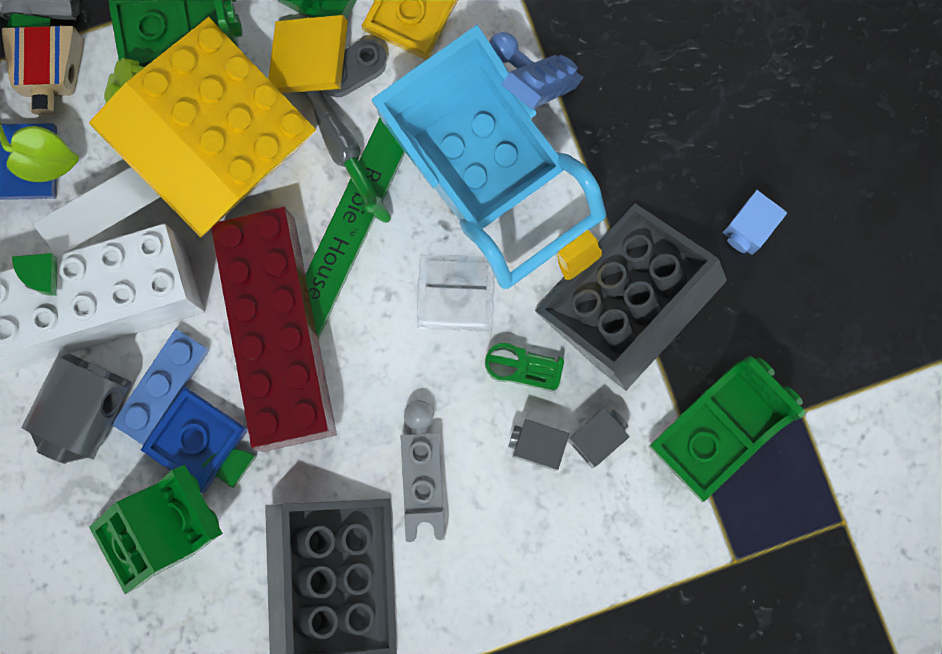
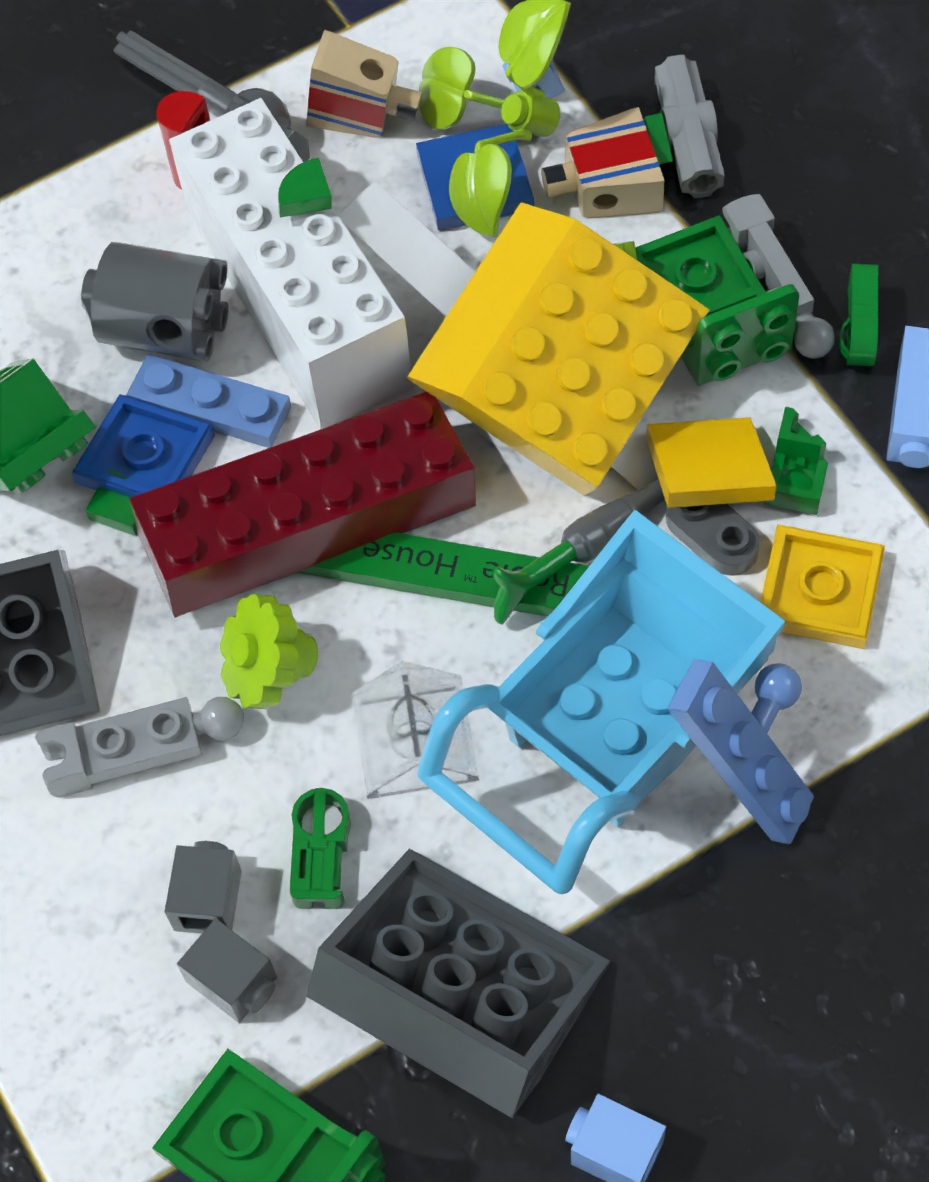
camera: 85 degrees right, 20 degrees down
(383, 378) = (264, 652): none -> lime plant
(578, 255) = (499, 878): yellow tile -> none

